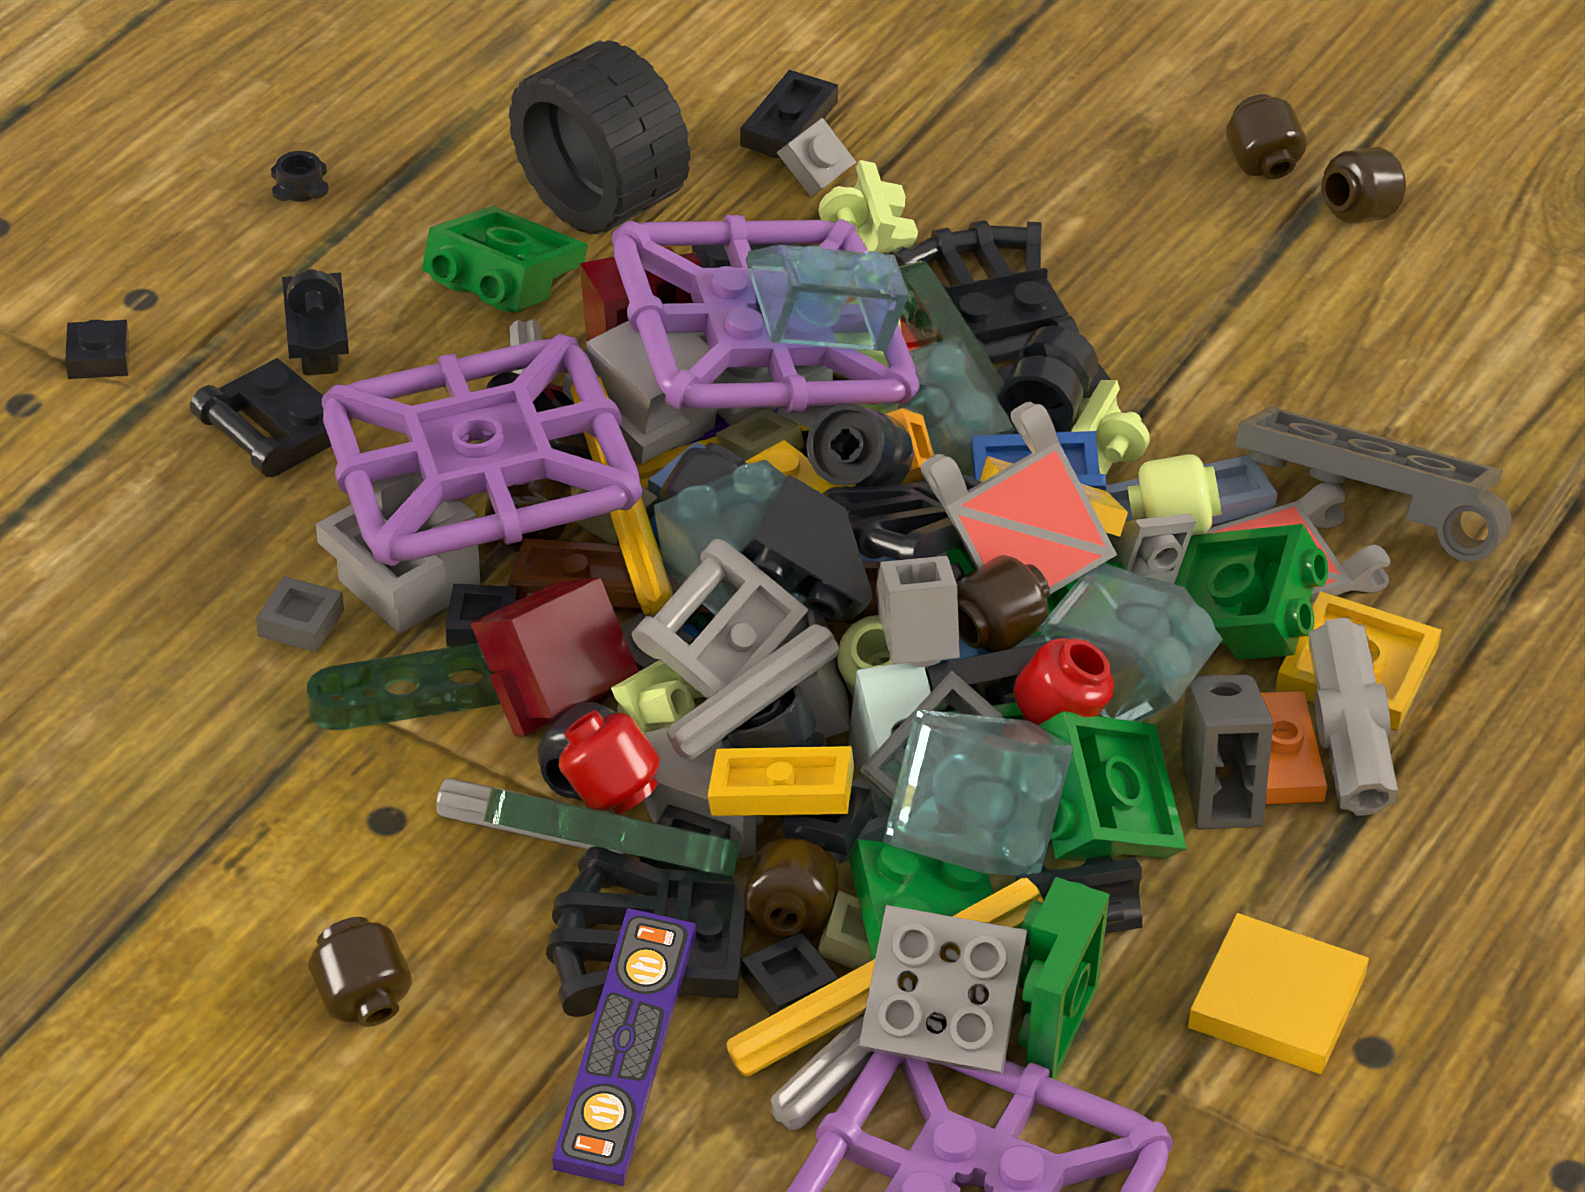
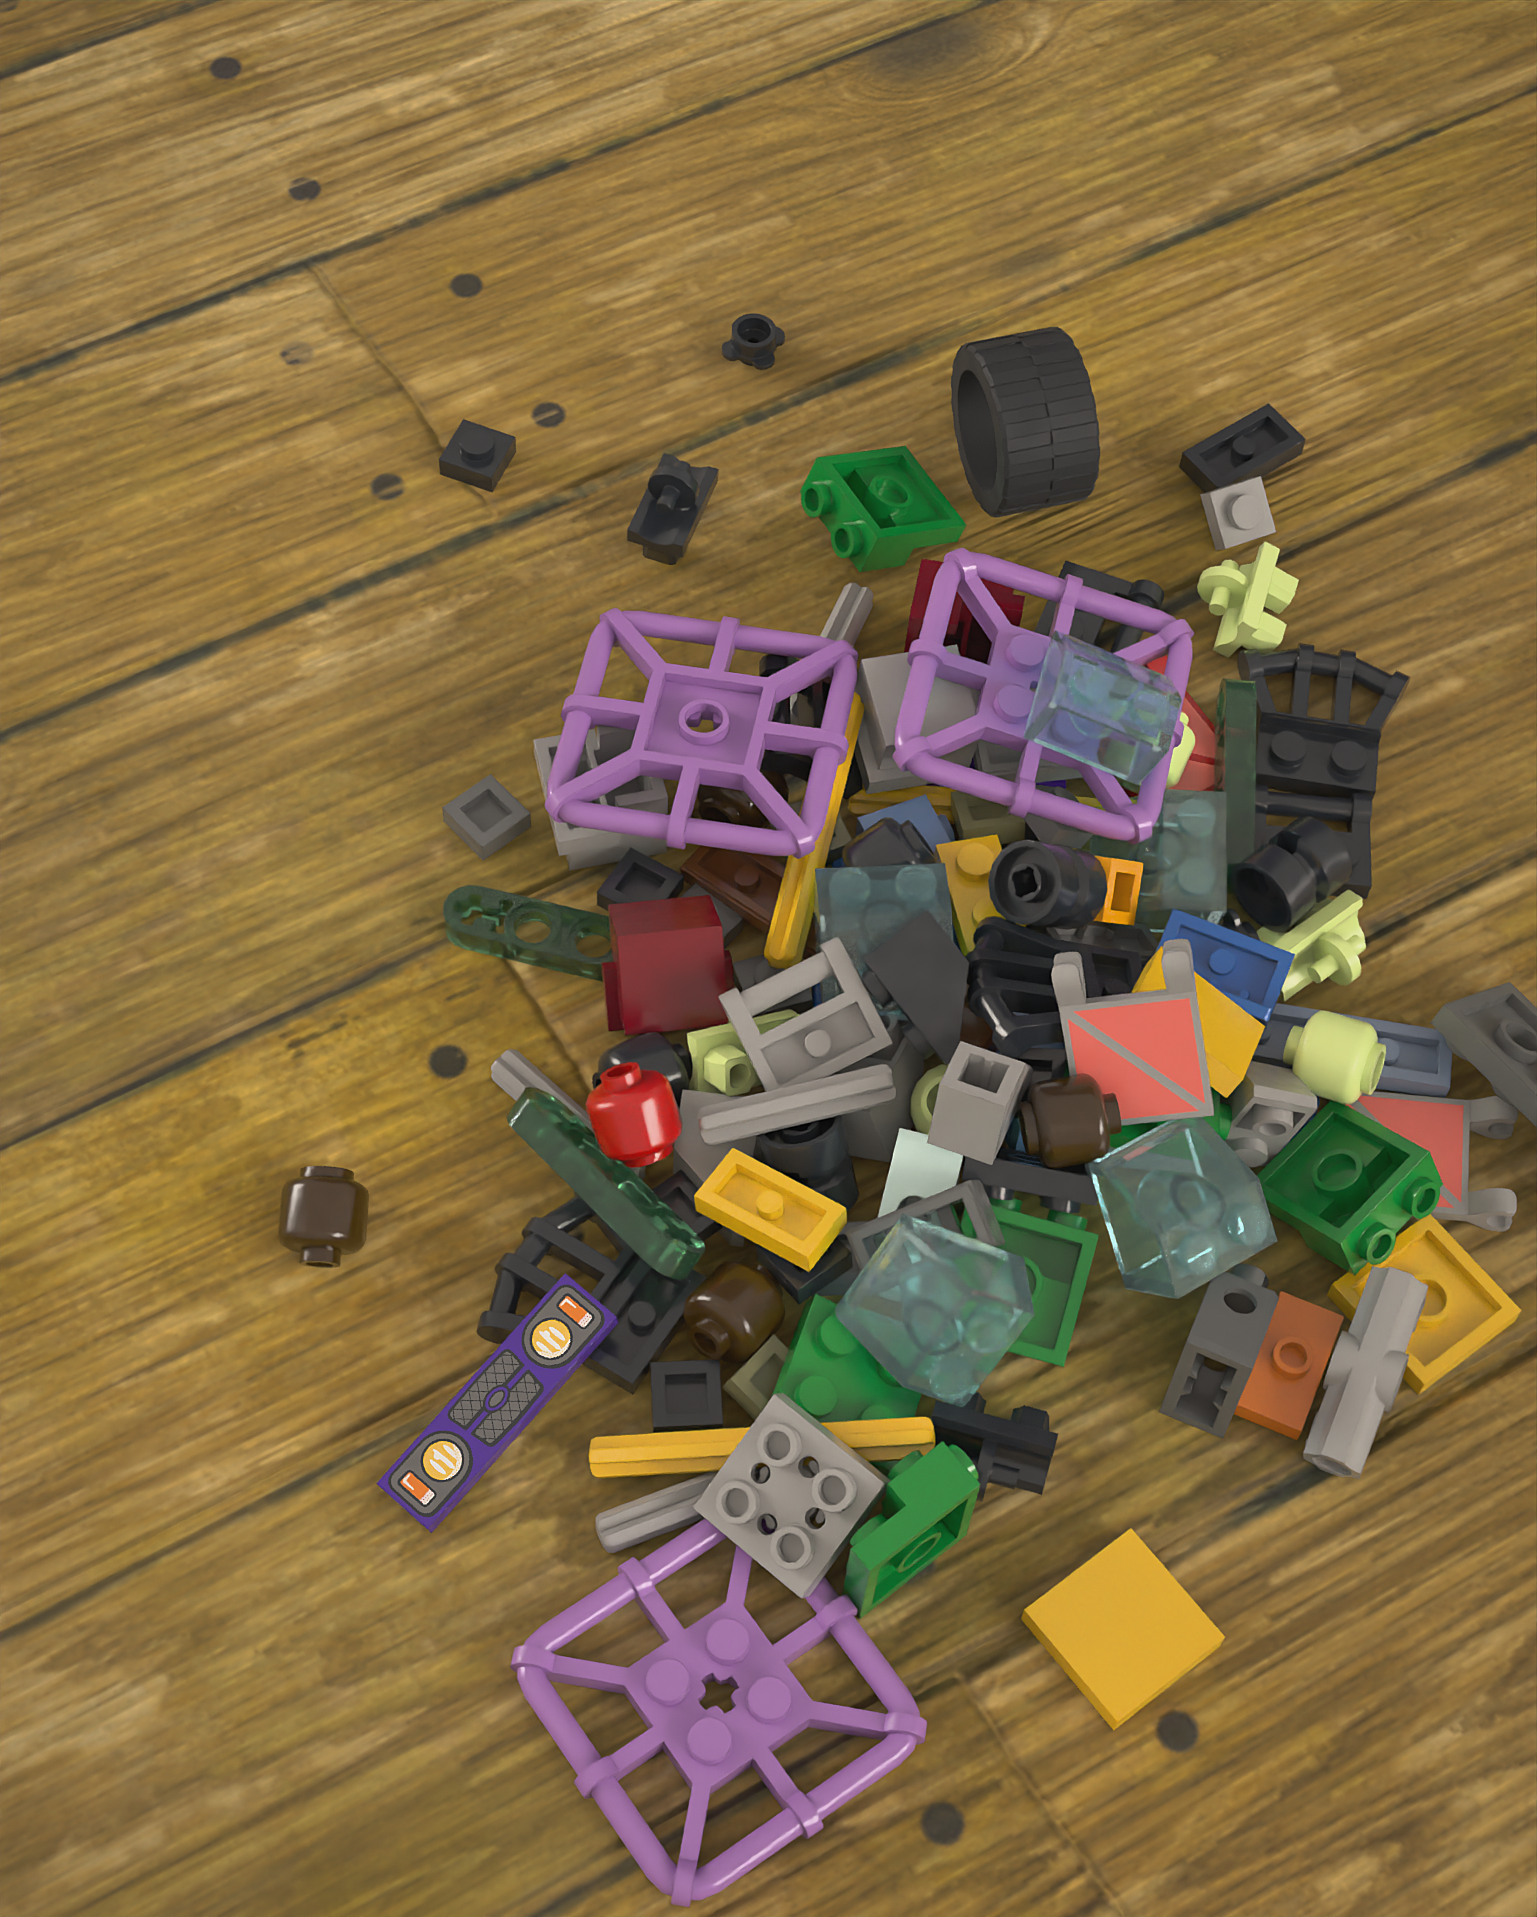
camera: 25 degrees right, 15 degrees up
(276, 402) = (599, 579): black plate -> none
(1066, 678) = (1078, 1236): red head -> none
(1113, 791) = (1079, 1350): green plate -> none

